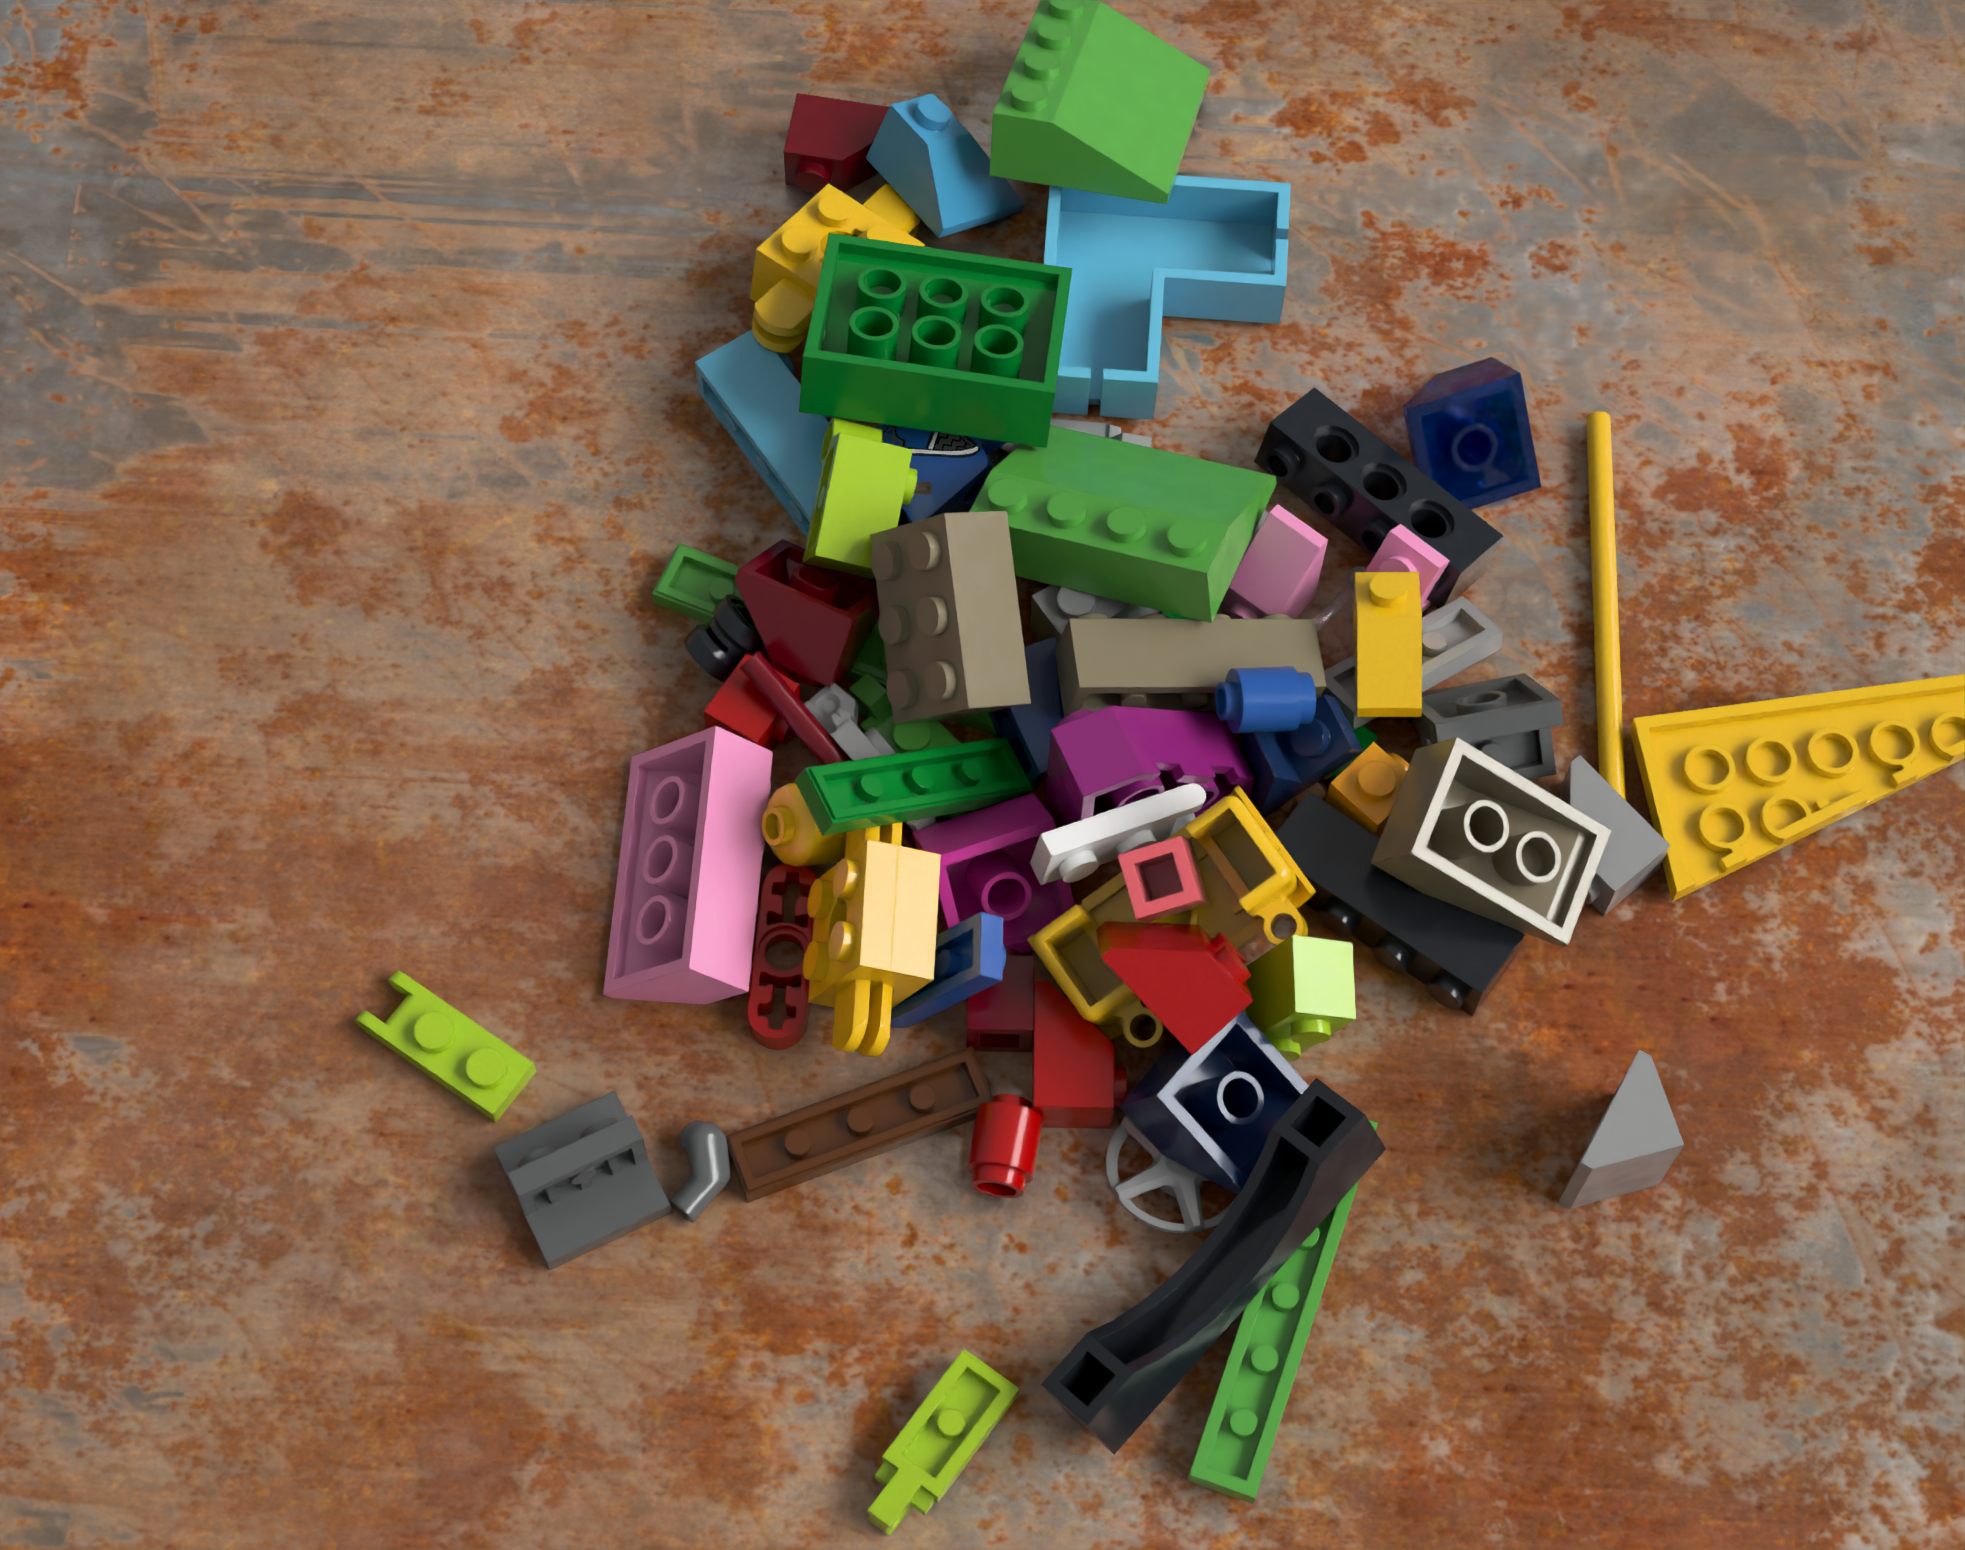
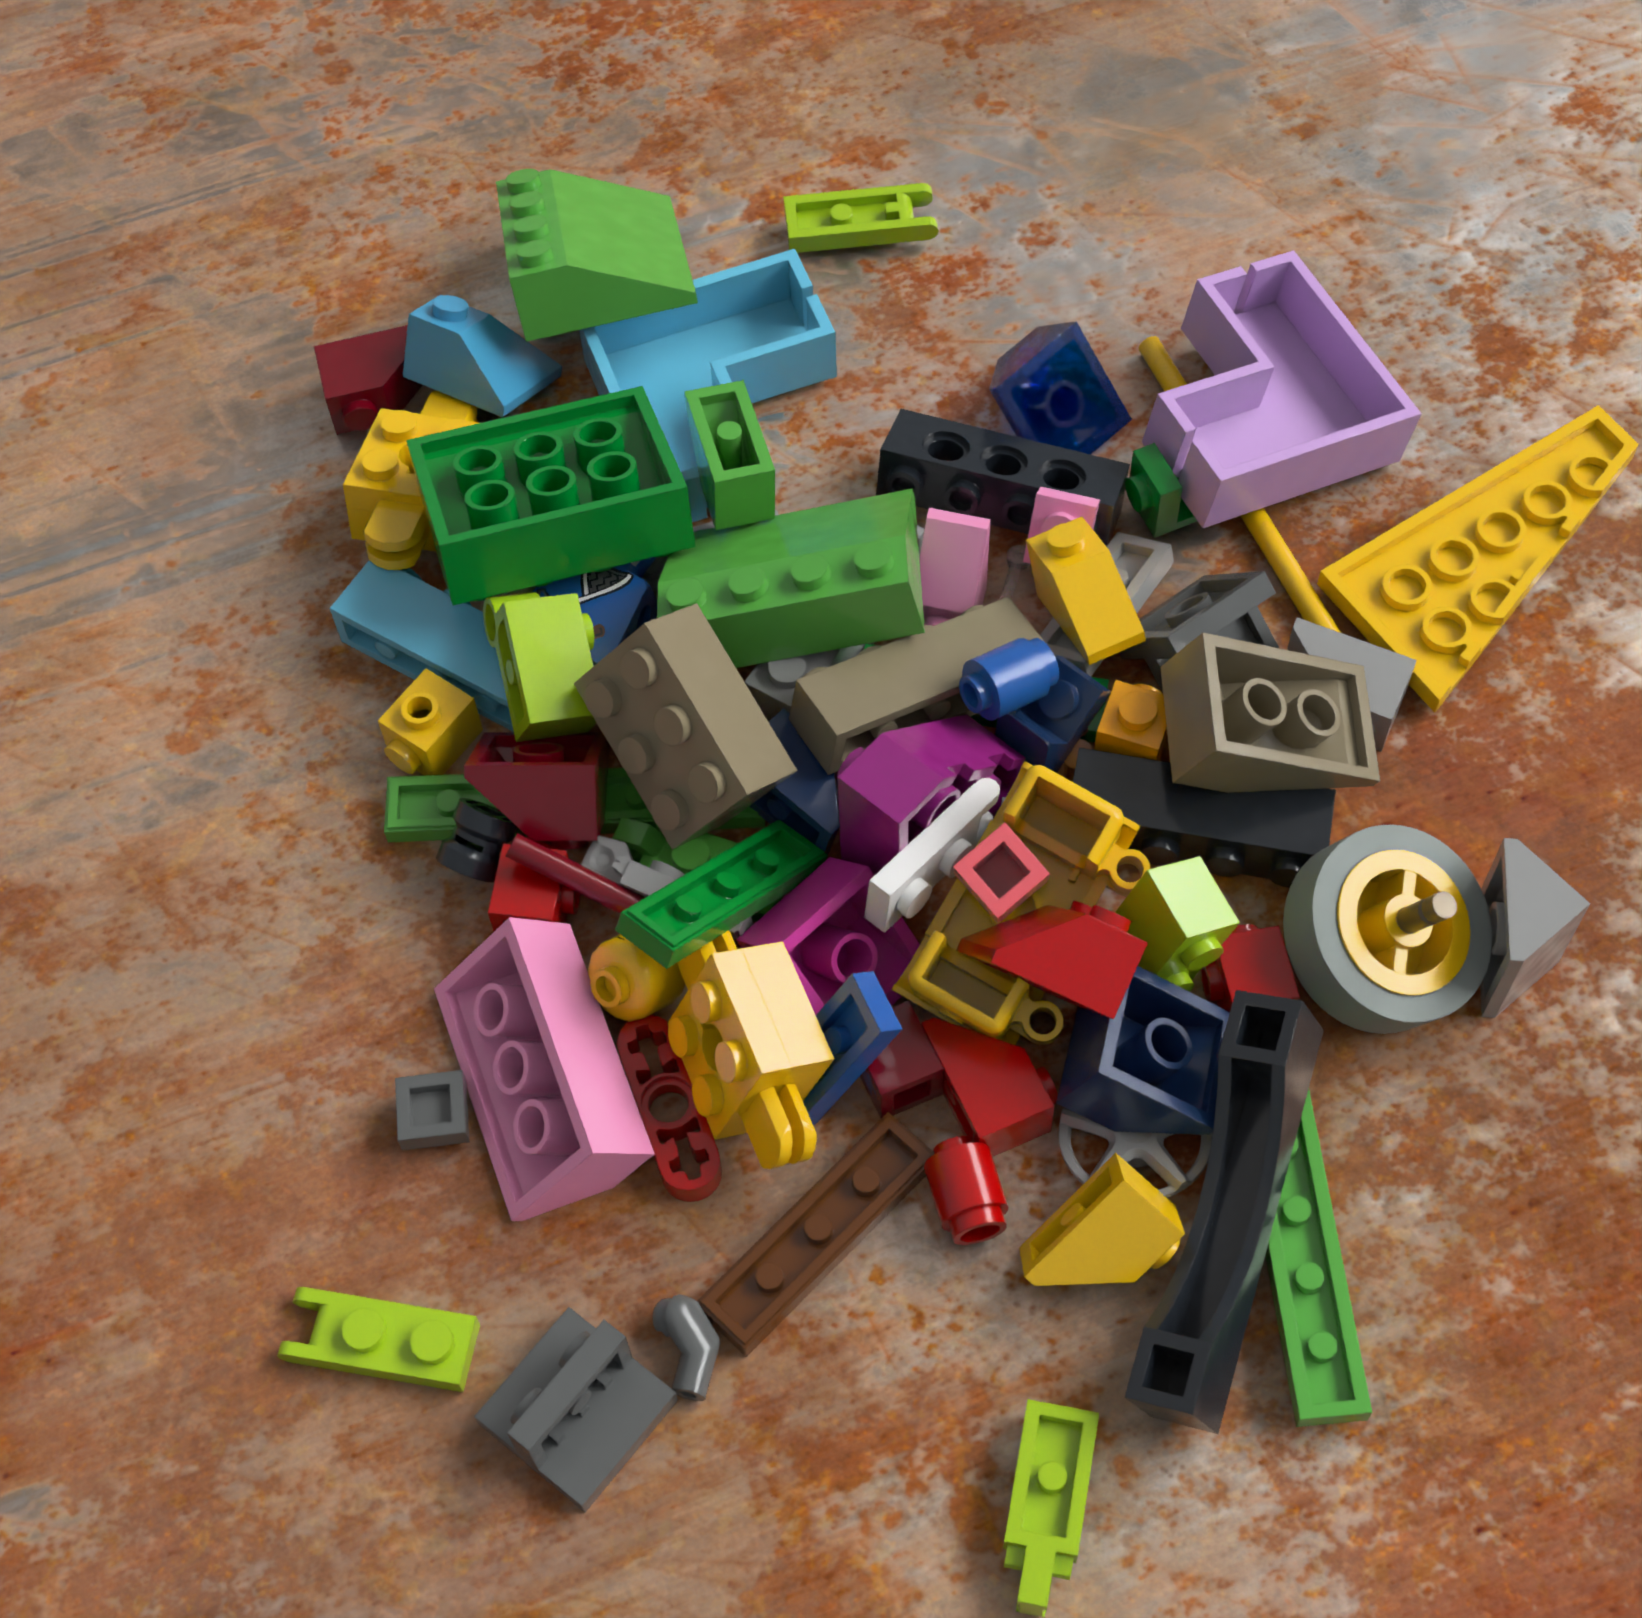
camera: 20 degrees left, 5 degrees down
(578, 866) = (432, 1110): none -> dark grey plate
(736, 511) = (429, 725): none -> yellow brick
(1104, 1237) = (1104, 1232): none -> yellow slope
(1120, 372) = (731, 455): none -> bright green slope
(1359, 1065) = (1251, 962): none -> red brick
(1379, 168) = (858, 217): none -> lime hinge
(1500, 1084) = (1387, 929): none -> wheel
(1524, 581) = (1156, 492): none -> green bracket
(1695, 547) = (1289, 400): none -> lavender piece

